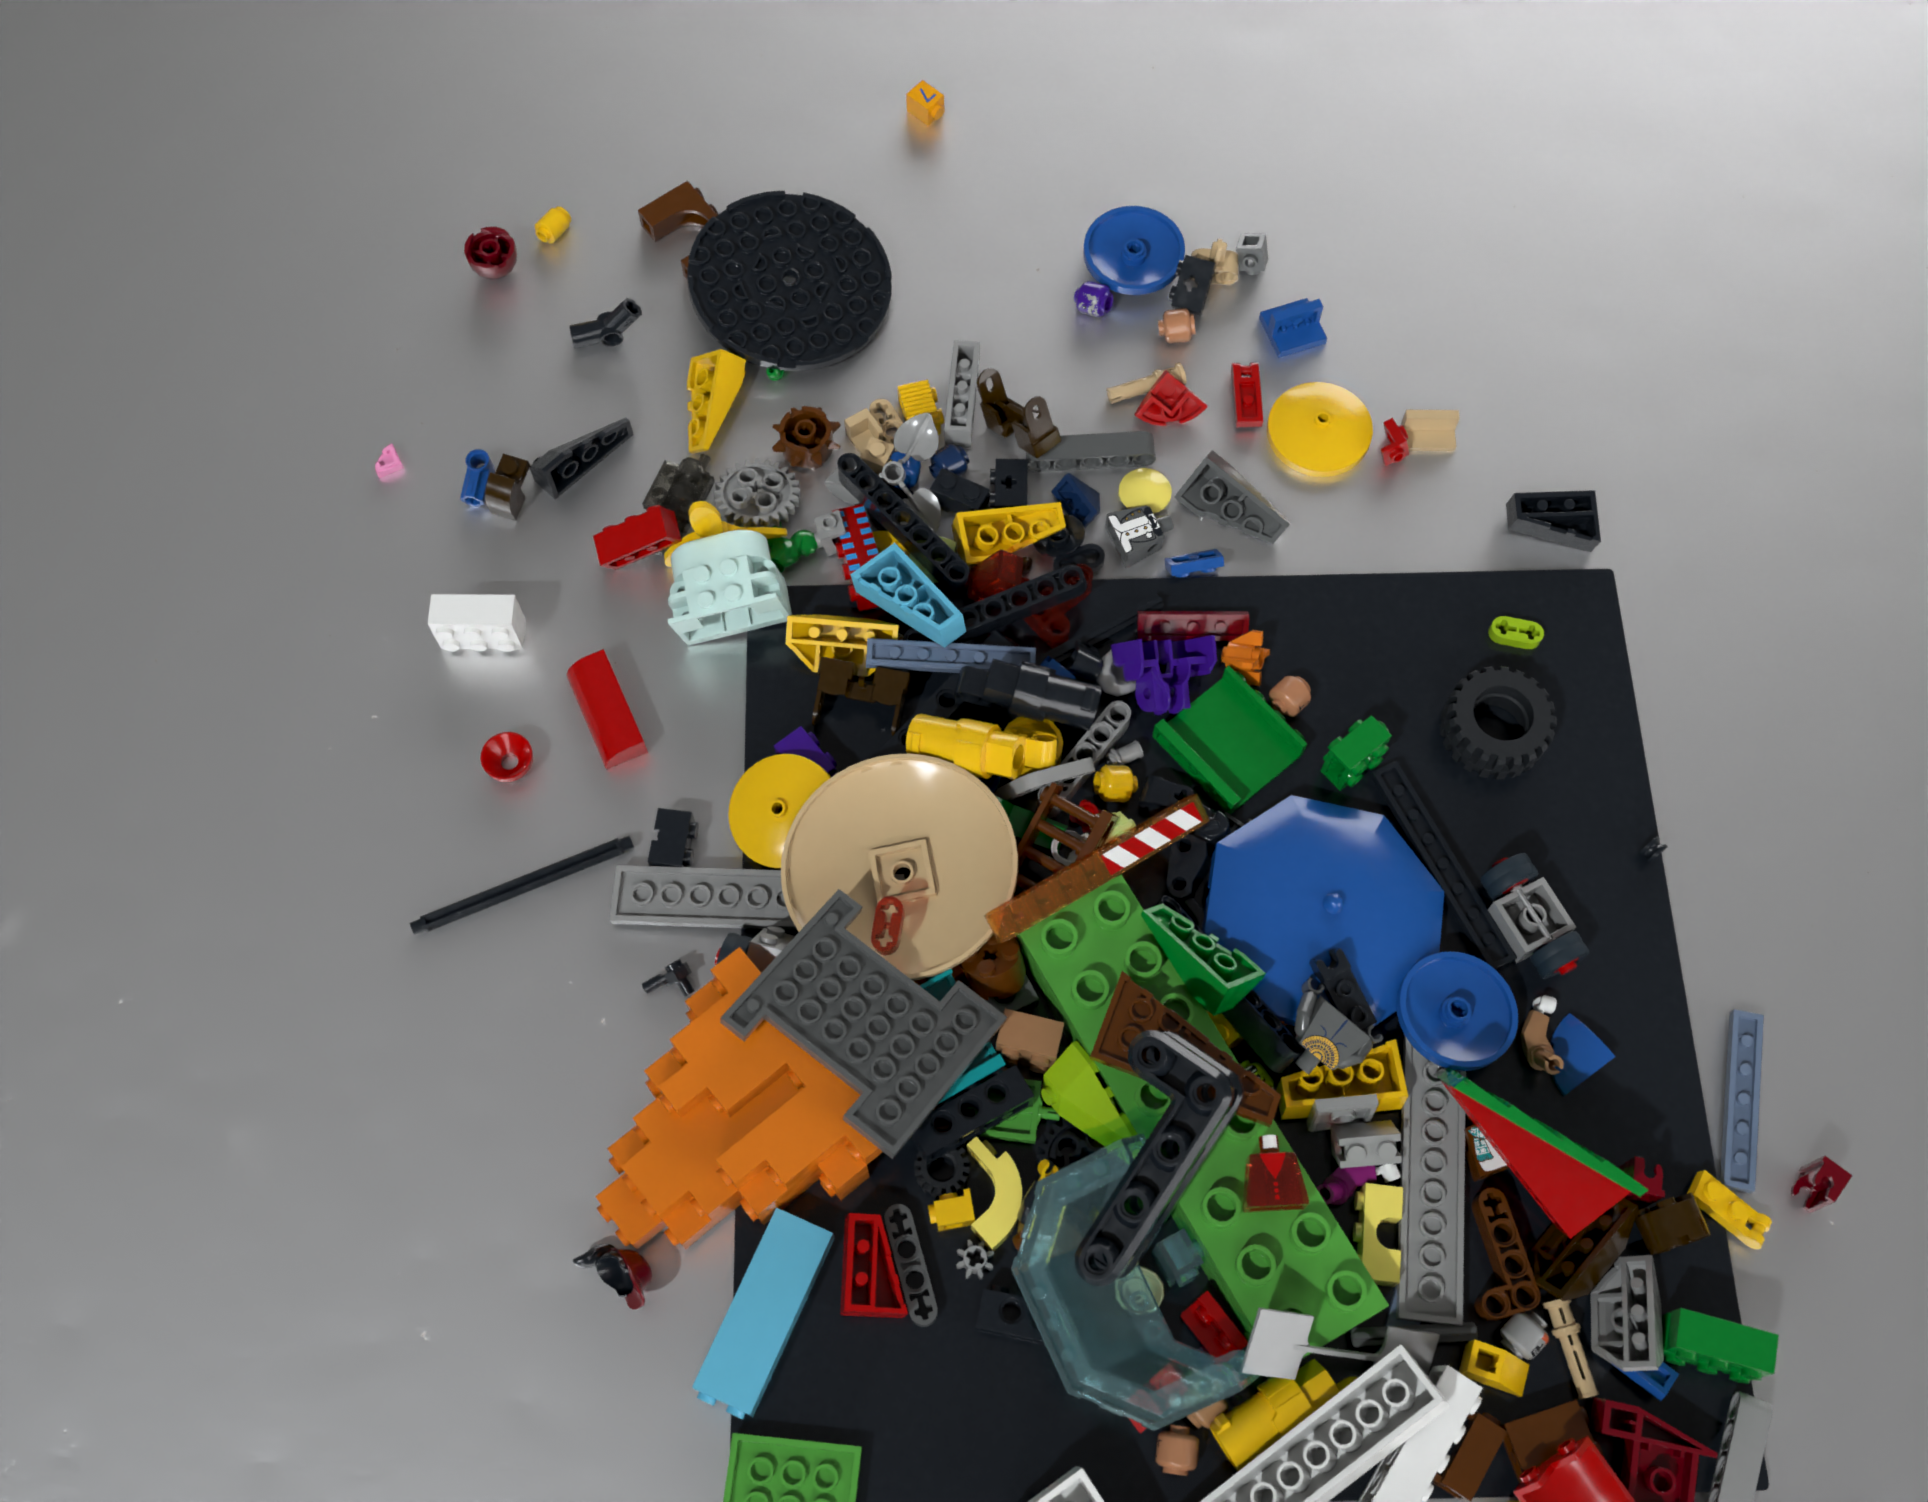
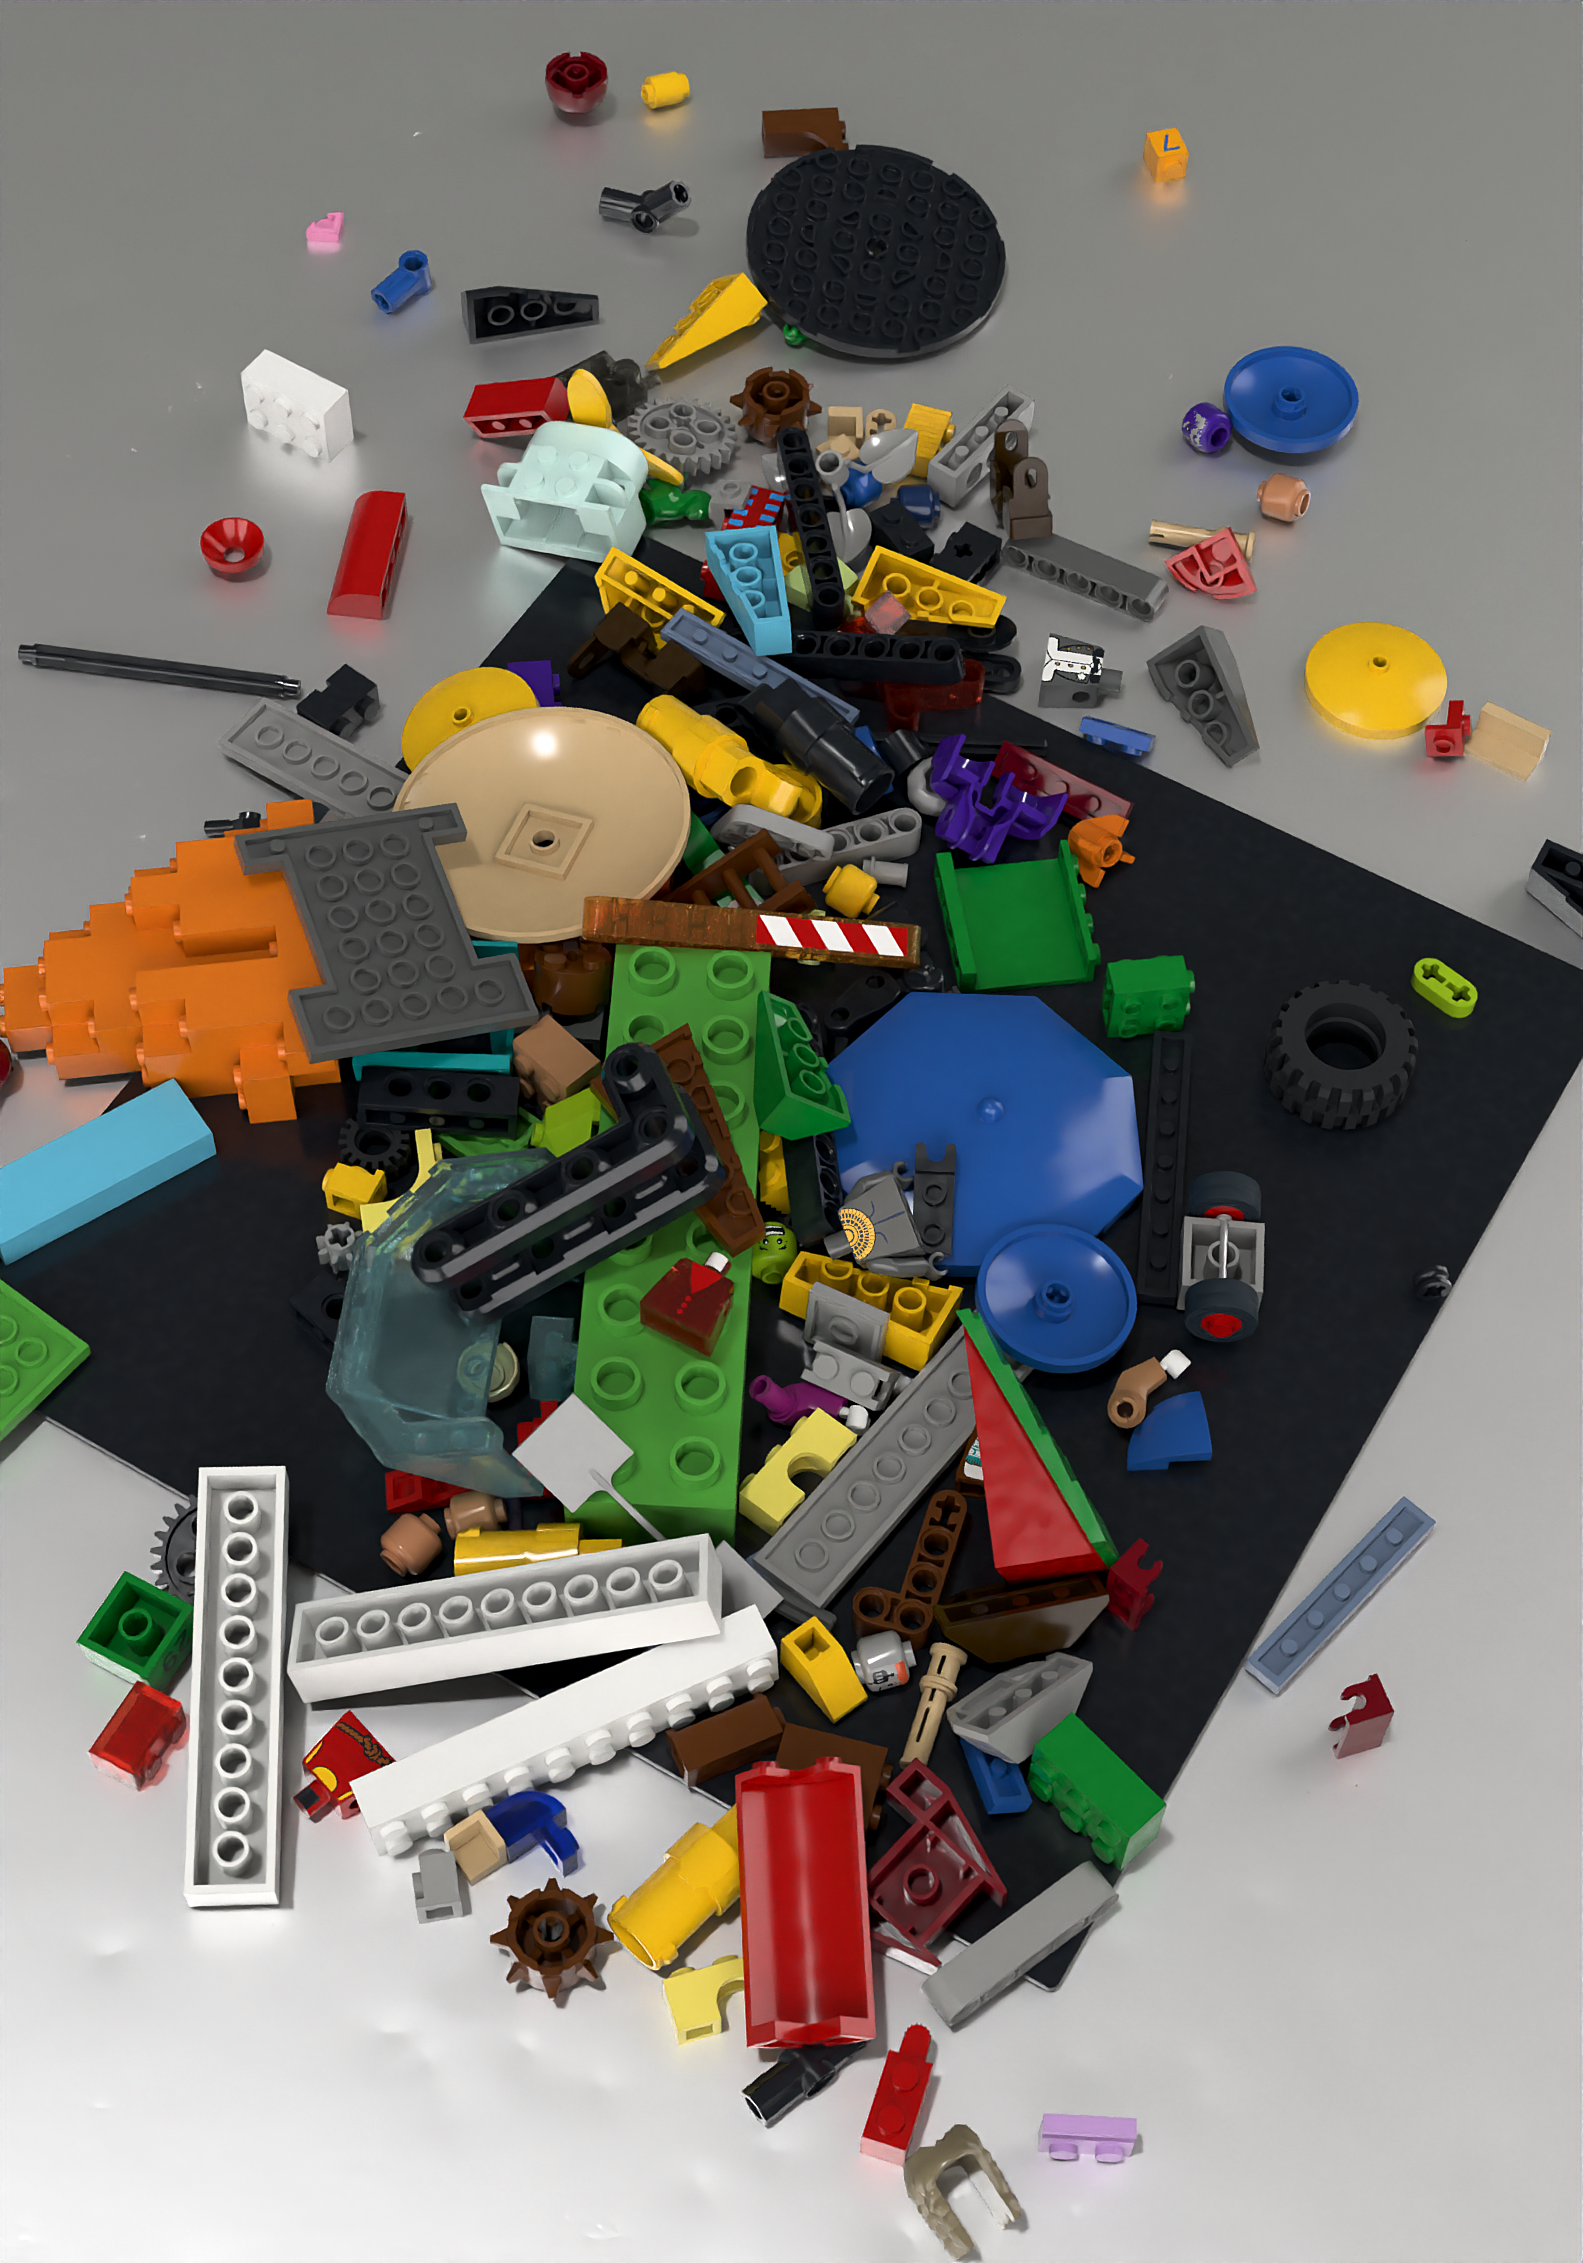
camera: 30 degrees right, 10 degrees down
(504, 486) = (418, 299): dark brown brick -> none
(868, 1272) = (220, 1189): red wedge -> none
(880, 925) = (481, 865): clear red beam -> none
(913, 1264) = (269, 1217): dark grey beam -> none
(1077, 498) = (1034, 611): dark blue slope -> none
(1145, 488) = (1123, 638): light yellow dish -> none
(1203, 273) = (1347, 458): black brick -> none
(1226, 262) = (1376, 459): tan beam -> none
(1247, 395) = (1313, 604): red plate -> none
(1252, 258) = (1429, 465): dark grey brick -> none
(1290, 695) = (1119, 911): nougat head -> none
(1294, 326) = (1425, 564): blue bracket -> none
(1671, 1224) = (1140, 1647): dark brown brick -> none
(1729, 1210) = (1231, 1688): yellow plate -> none

